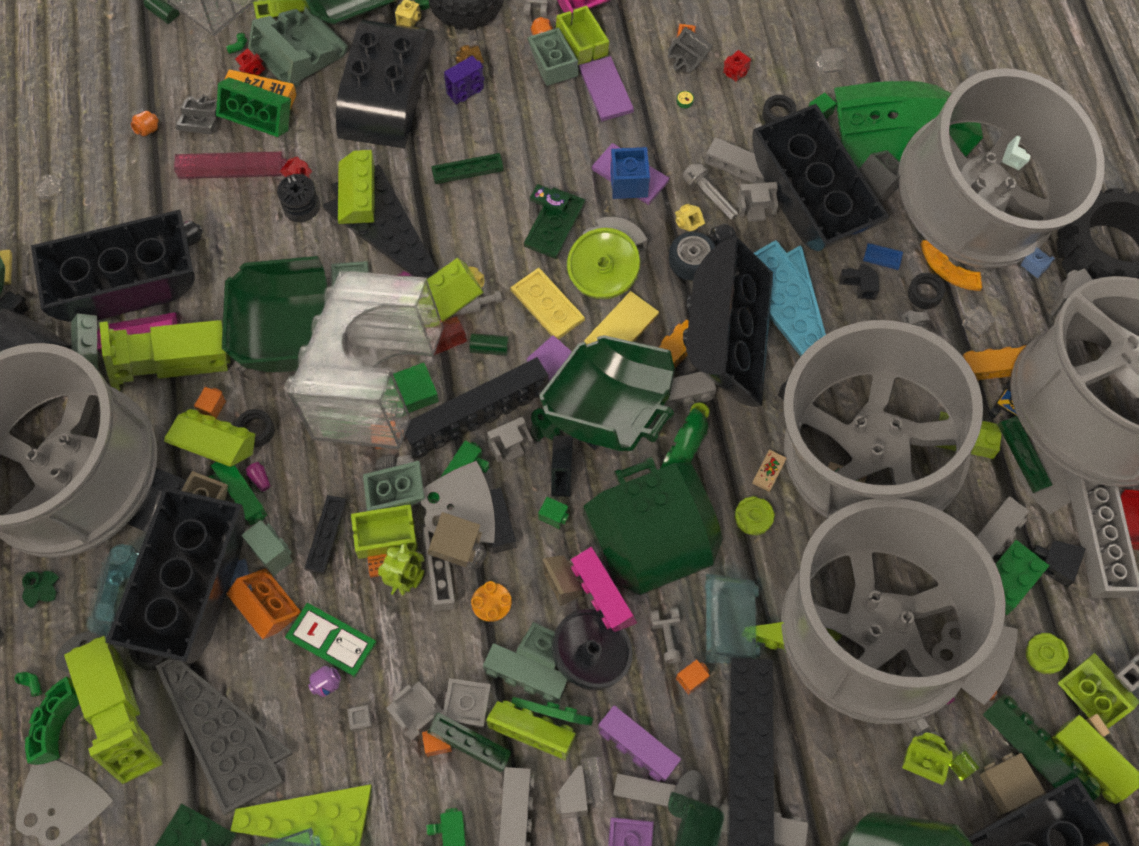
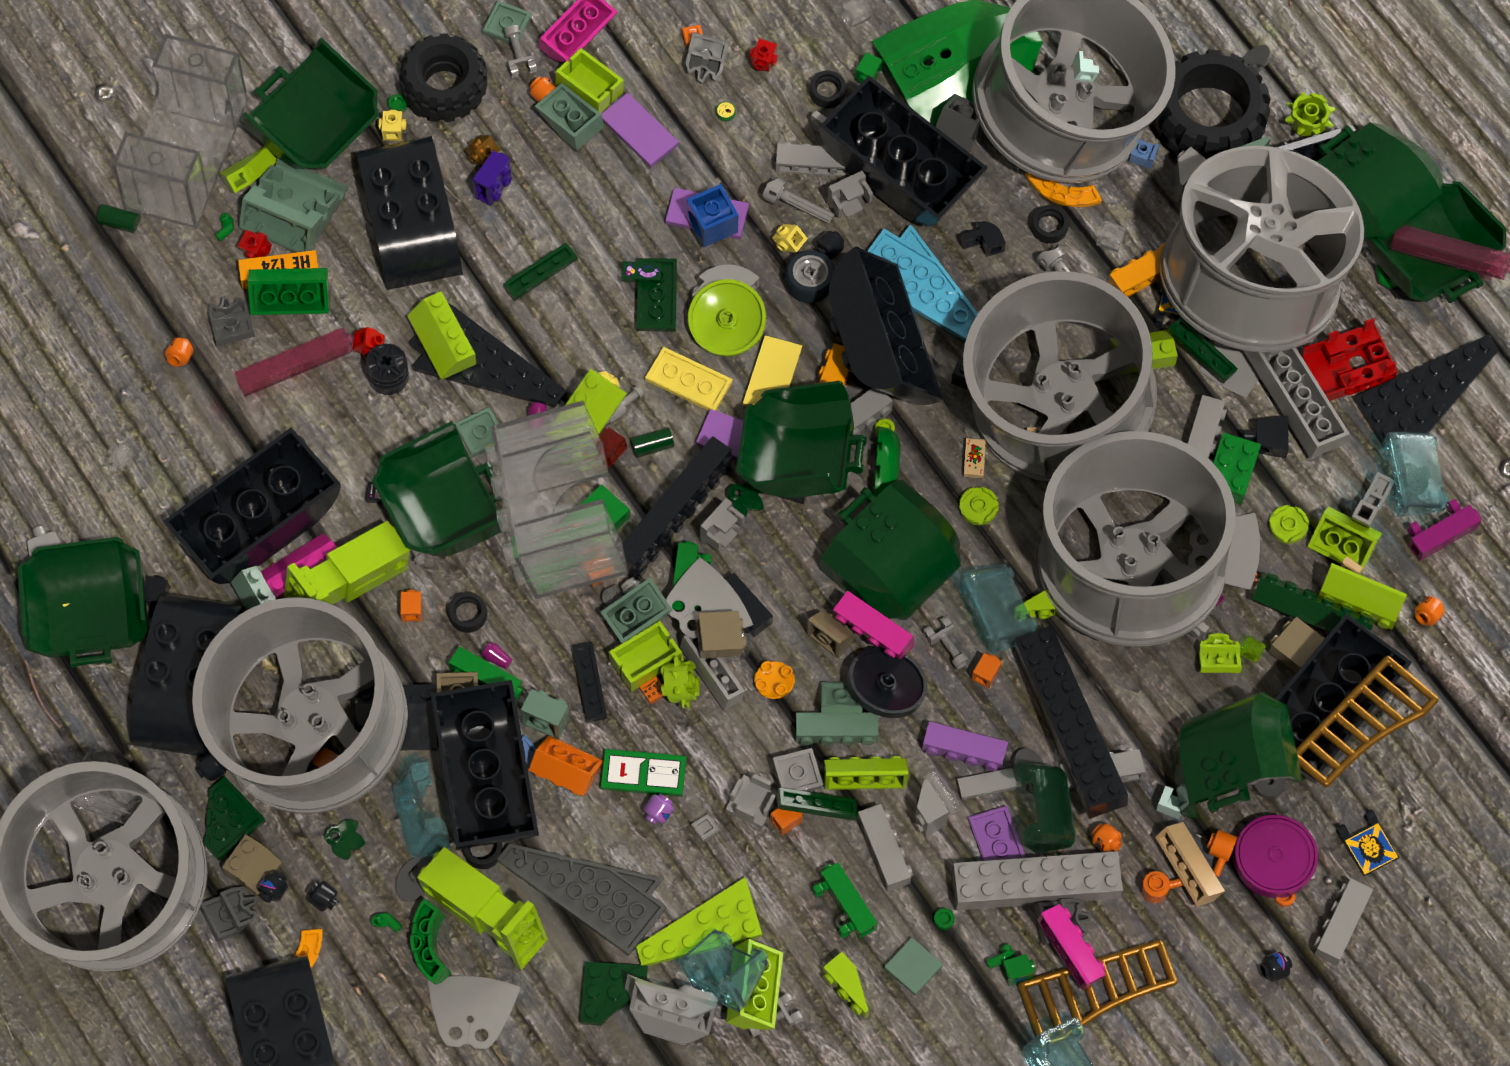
camera: 25 degrees left, 0 degrees up
(211, 438) = (436, 636): lime slope -> none
(553, 513) = (793, 577): green brick -> none
(553, 710) = (877, 749): green wing -> none
(561, 466) = (780, 530): black slope -> none
(883, 256) = (994, 204): blue tile -> none

